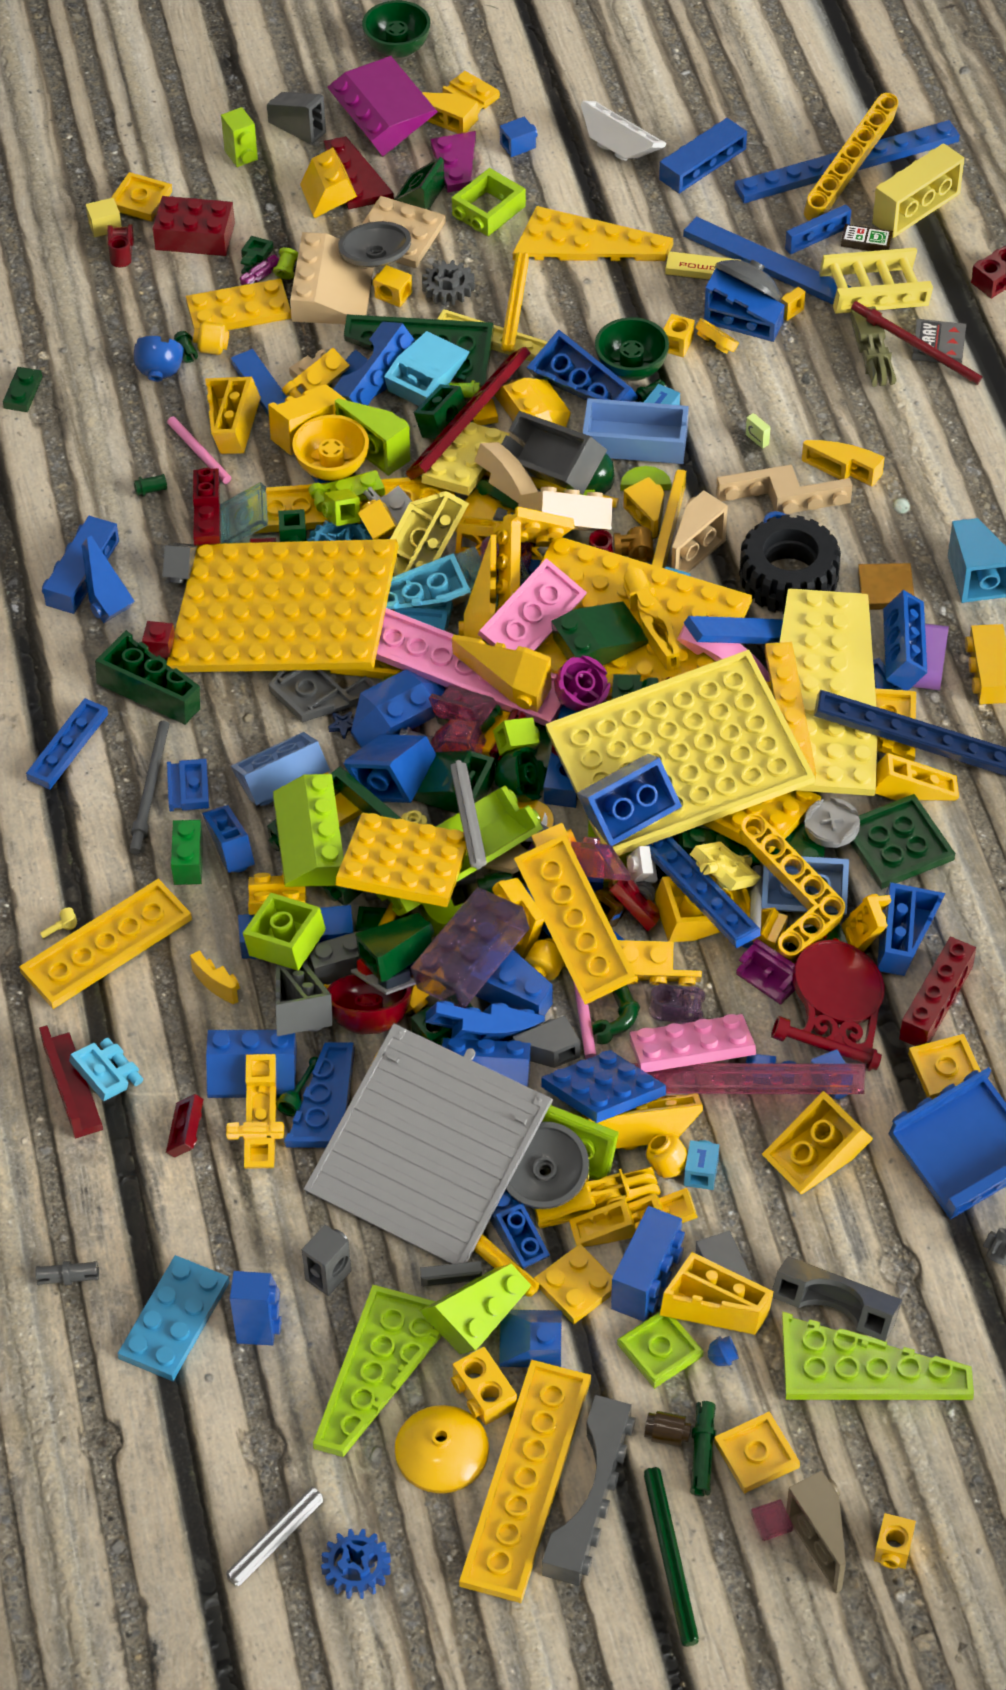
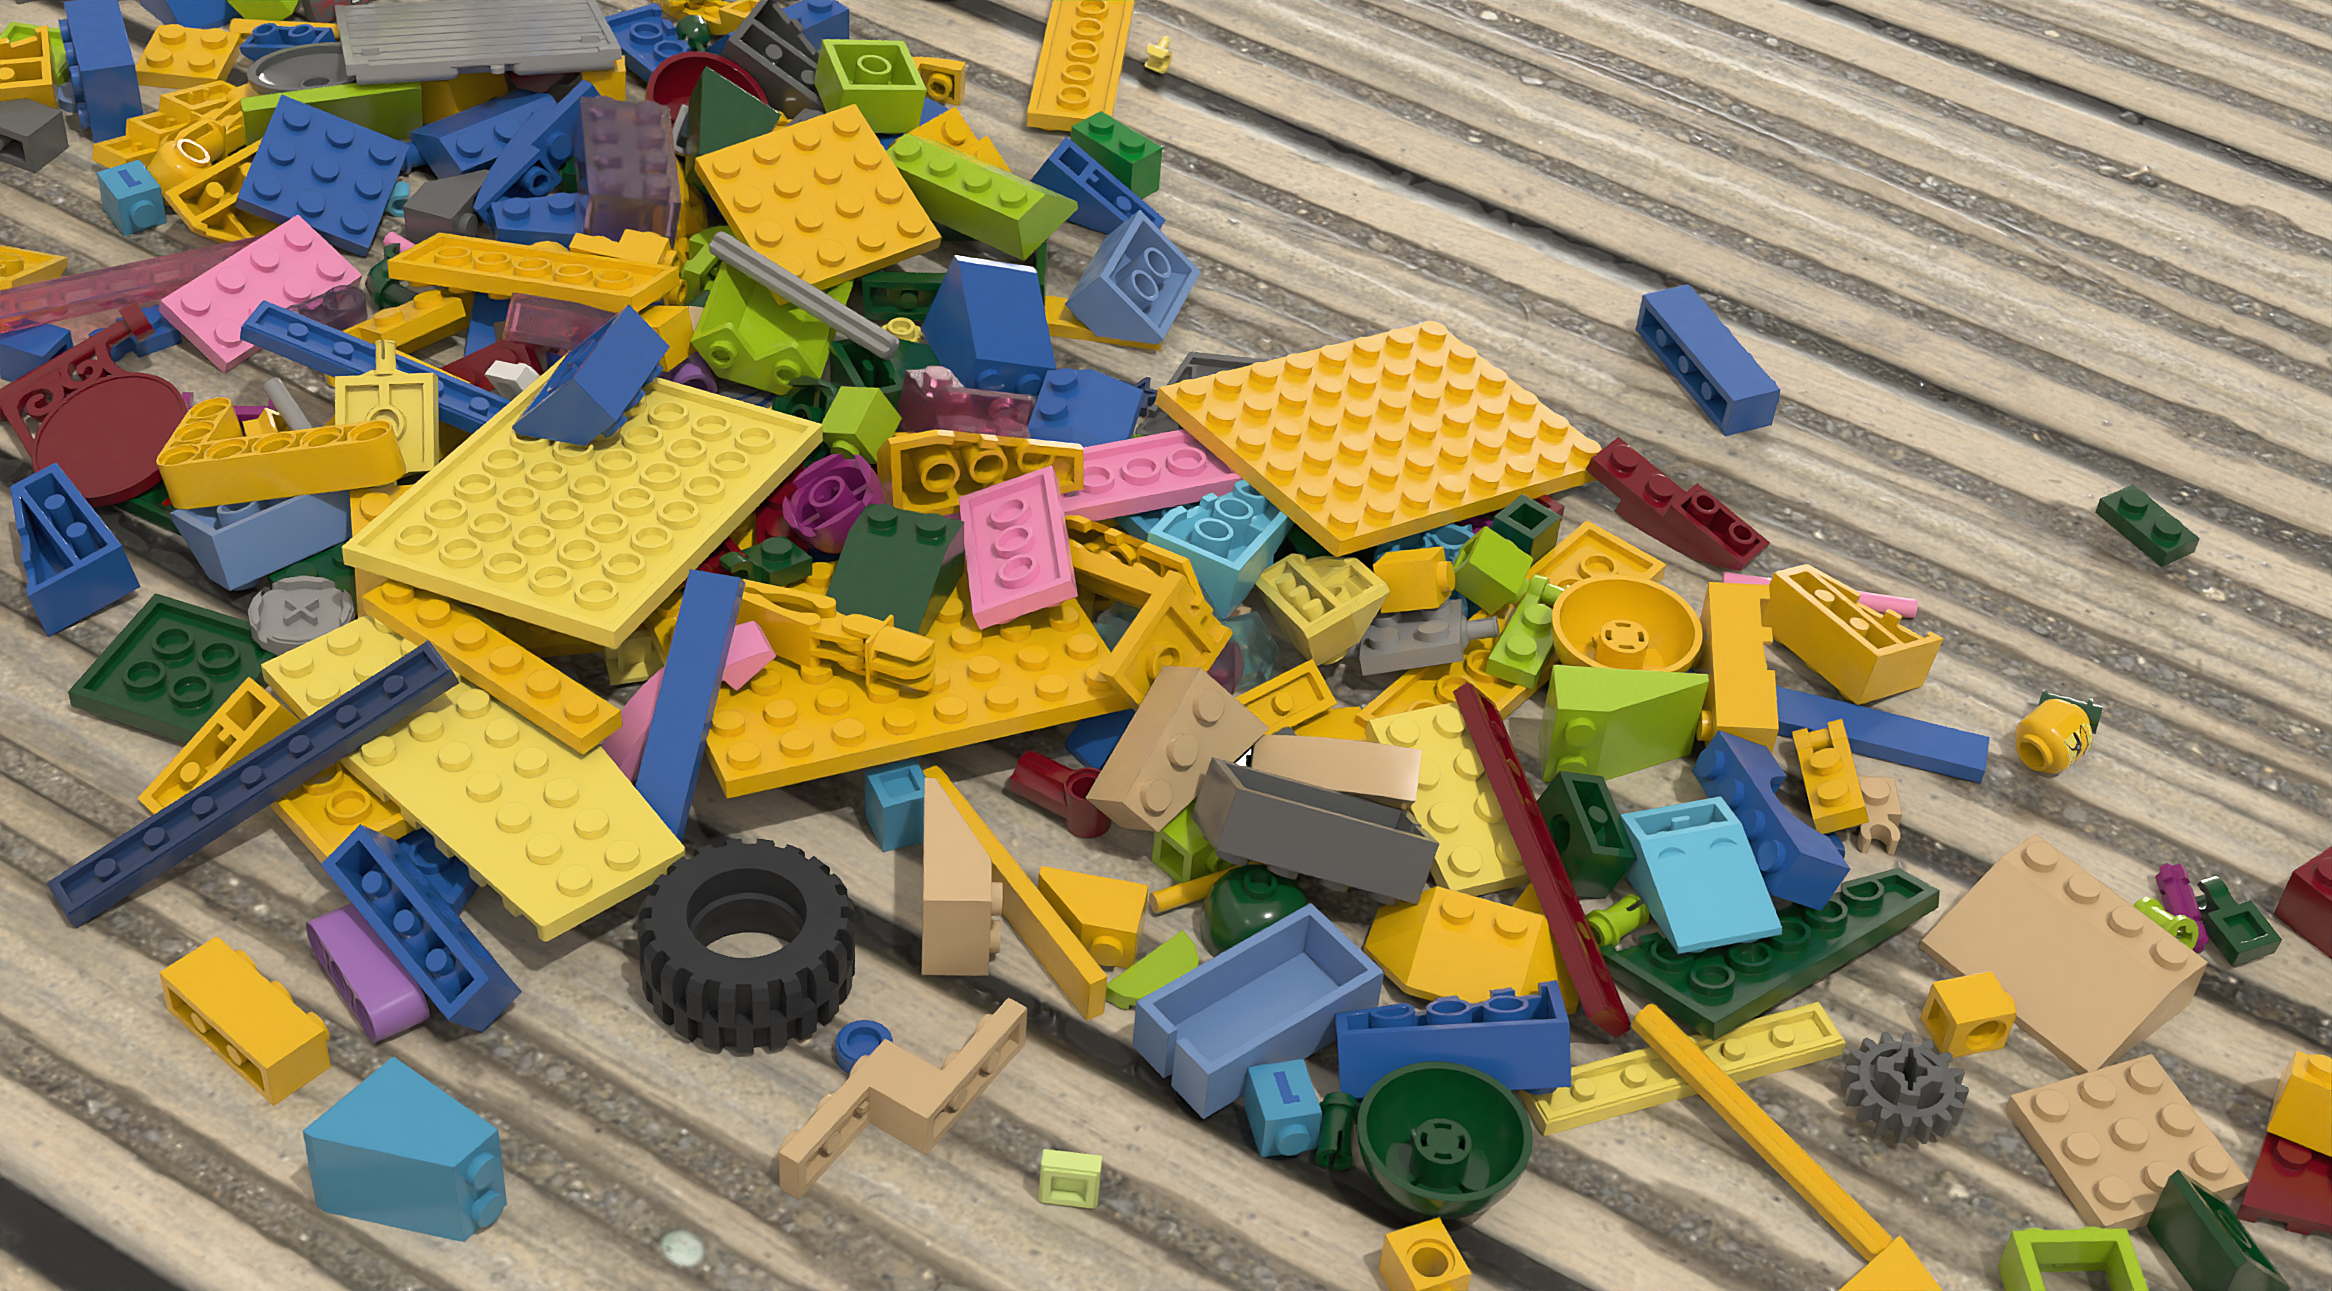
camera: 130 degrees right, 10 degrees down
(67, 743) = (1412, 190): blue plate -> none
(105, 589) = (1634, 325): blue slope -> none
(140, 826) = (1210, 167): dark grey bar -> none
(147, 679) = (1421, 278): dark green wedge -> none
(150, 484) = (1798, 497): dark green pin -> none
(157, 358) = (2062, 647): blue cylinder -> none
(159, 638) = (1479, 323): dark red brick -> none
(178, 561) = (1604, 417): dark grey slope -> none
(188, 785) = (1217, 225): blue plate -> none
(241, 305) = (2122, 820): yellow plate -> none
(243, 514) = (1615, 523): clear light blue tile -> none
(374, 244) = (2080, 1019): dark grey dish -> none
(636, 544) = (1046, 840): pearl gold piece -> none
(843, 460) = (858, 1228): yellow slope -> none
(866, 921) = (126, 508): yellow bracket -> none
(884, 582) = (562, 1059): pearl gold tile -> none

